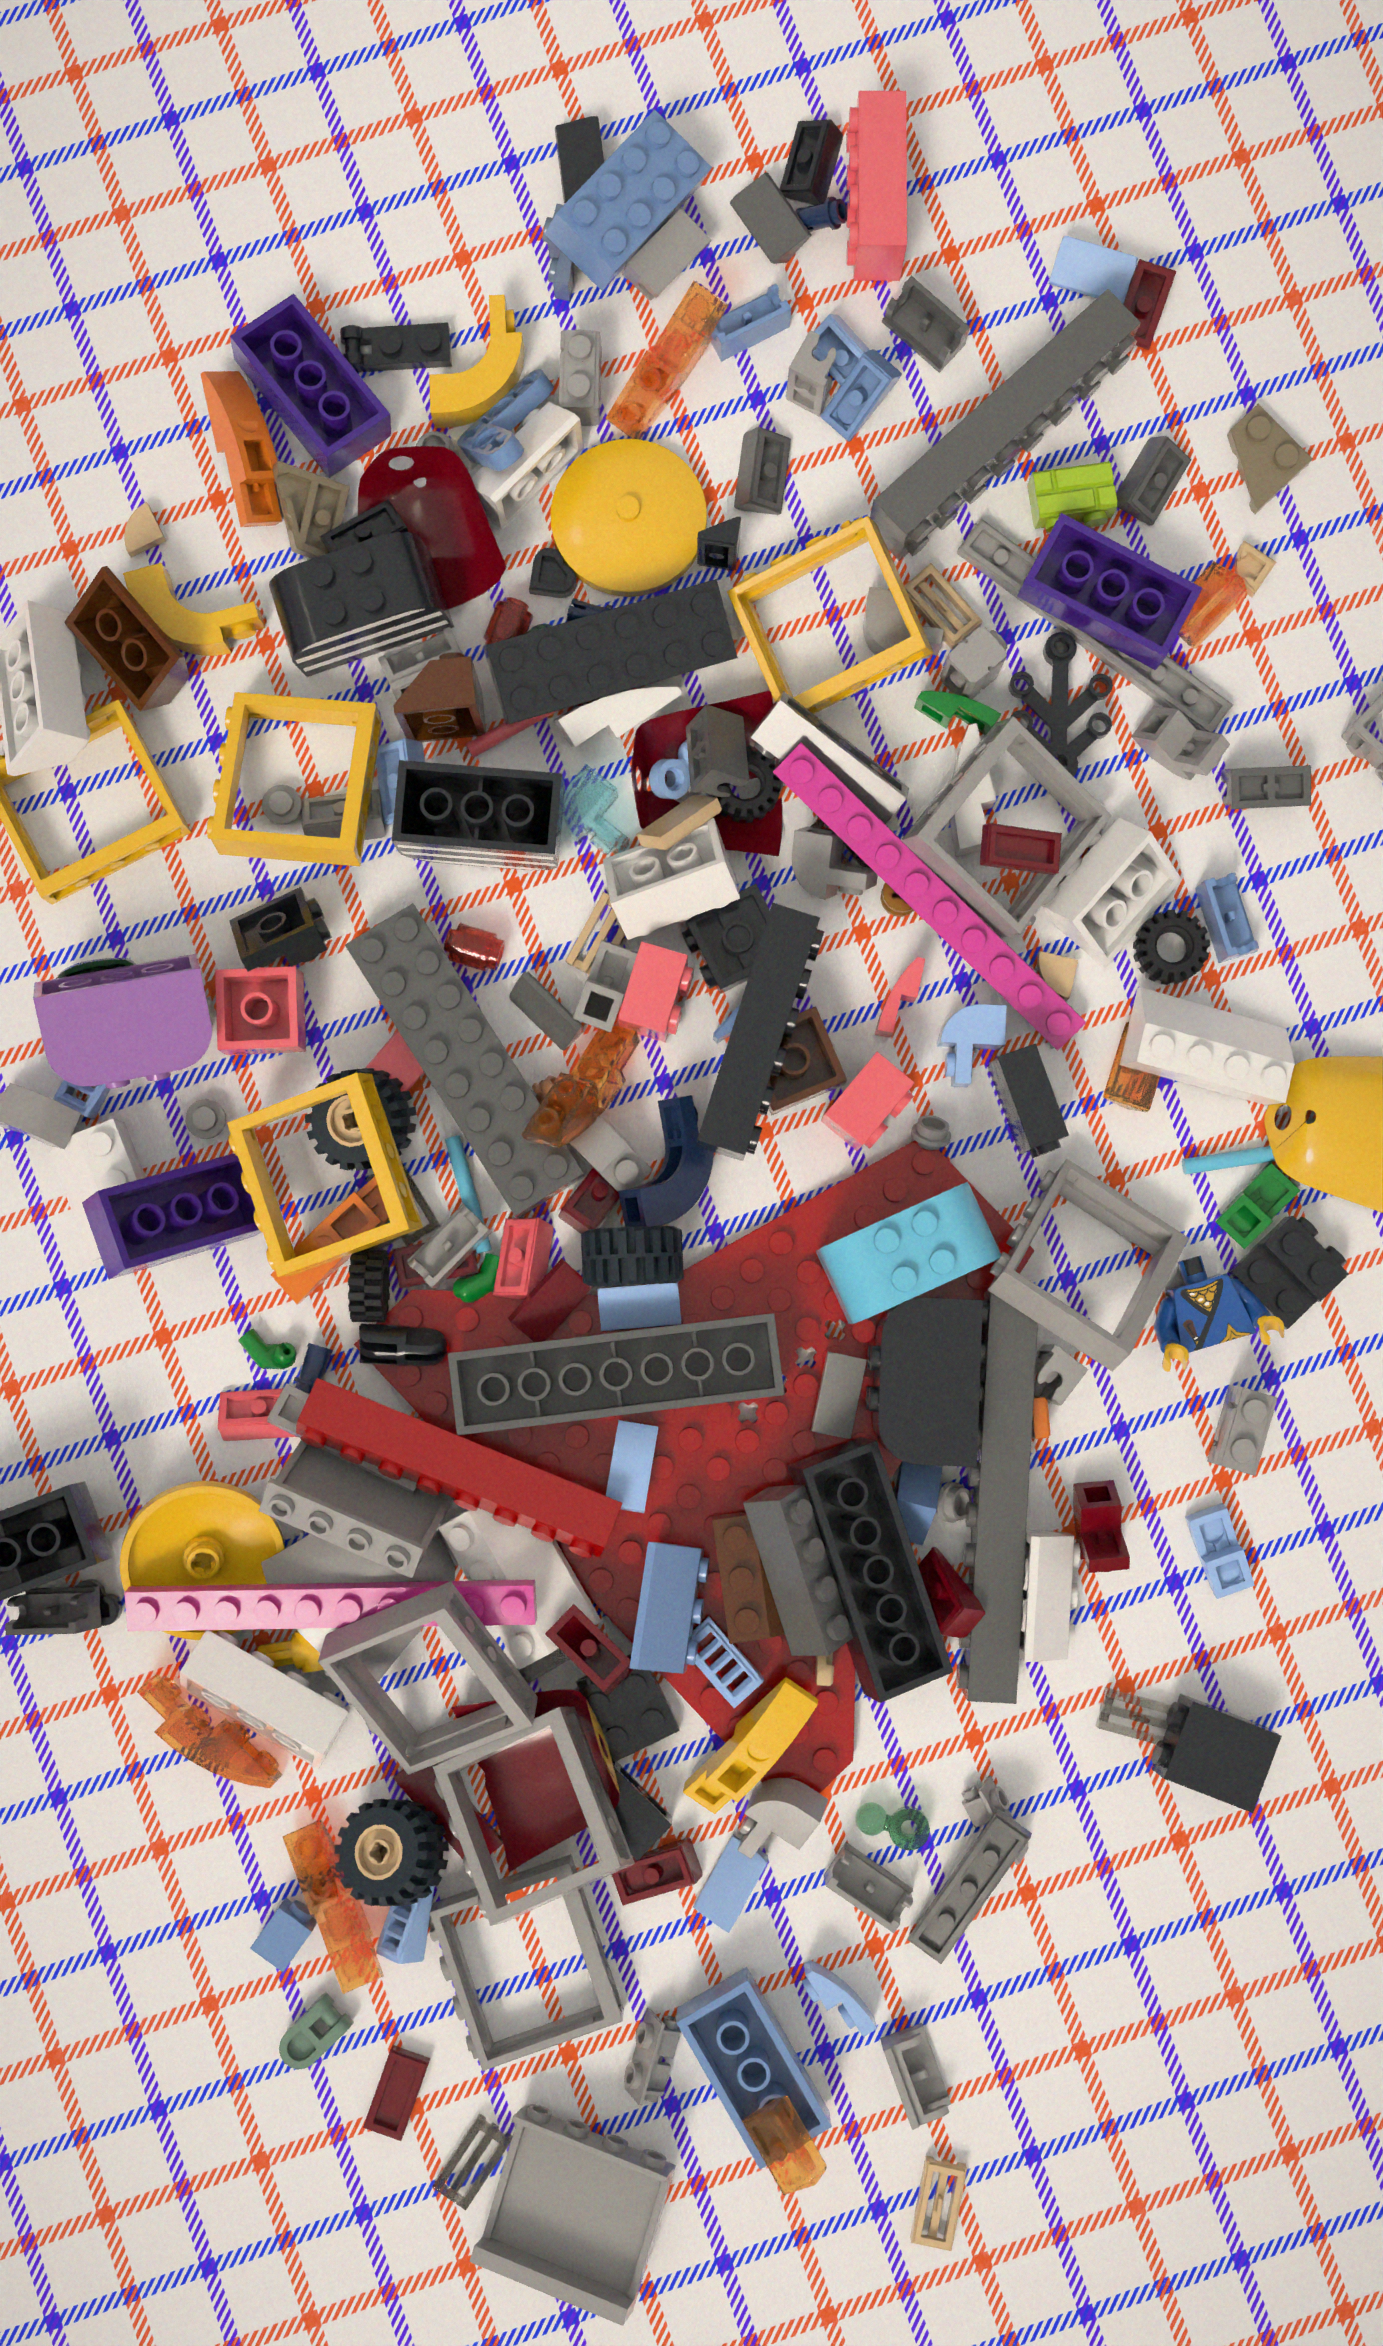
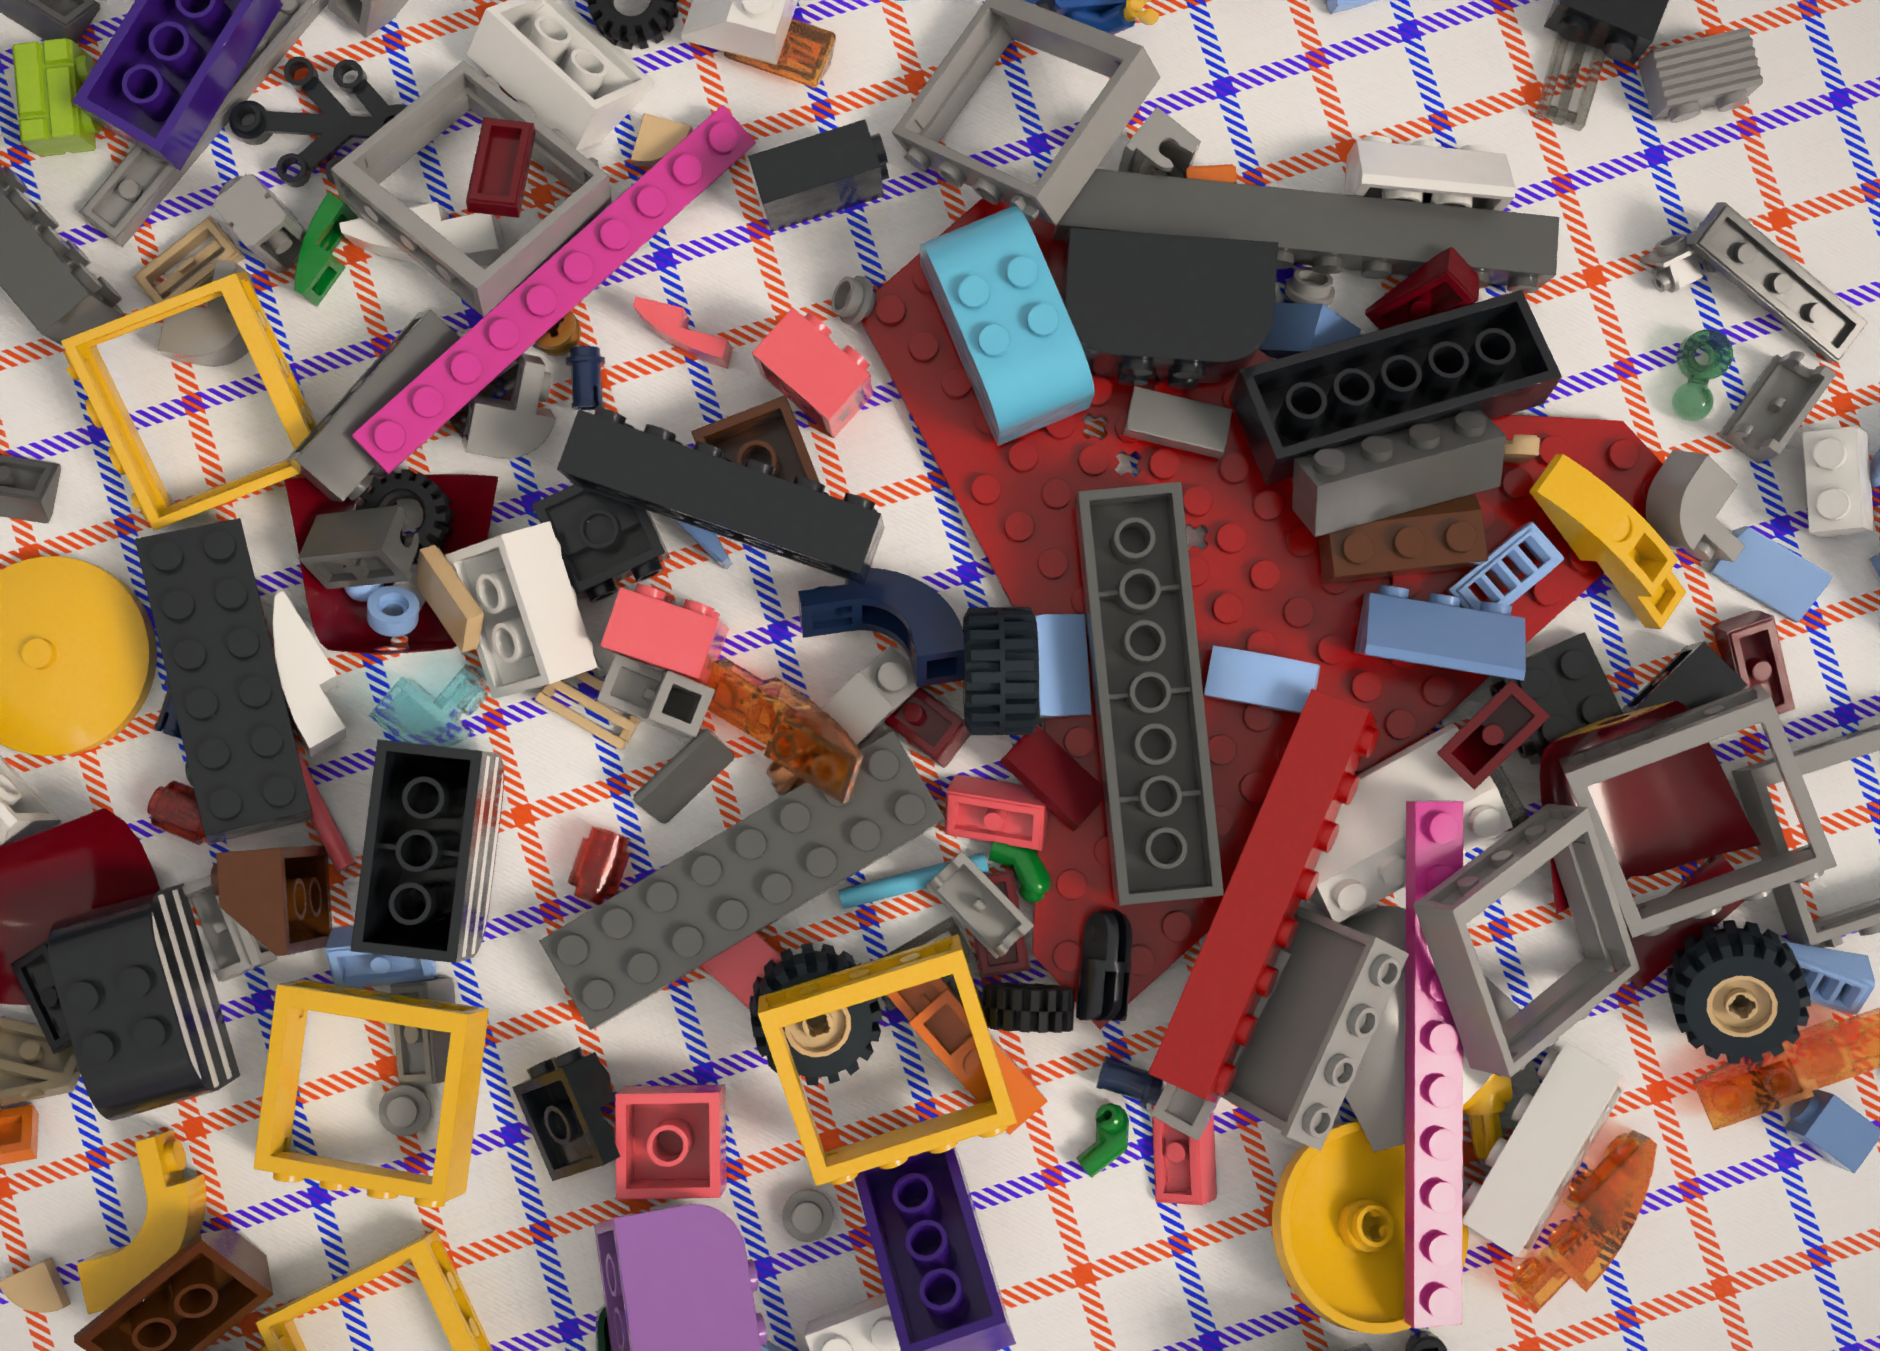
camera: 90 degrees left, 0 degrees up
(551, 576) = (124, 757): black tile -> none
(719, 545) = (93, 536): black slope -> none
(806, 1937) = (1838, 482): none -> white brick
(861, 922) = (586, 377): none -> dark blue pin
(969, 1029) = (726, 248): light blue brick -> none
(1098, 1526) = (1341, 113): dark red brick -> none
(1143, 1823) = (1701, 75): none -> light grey brick

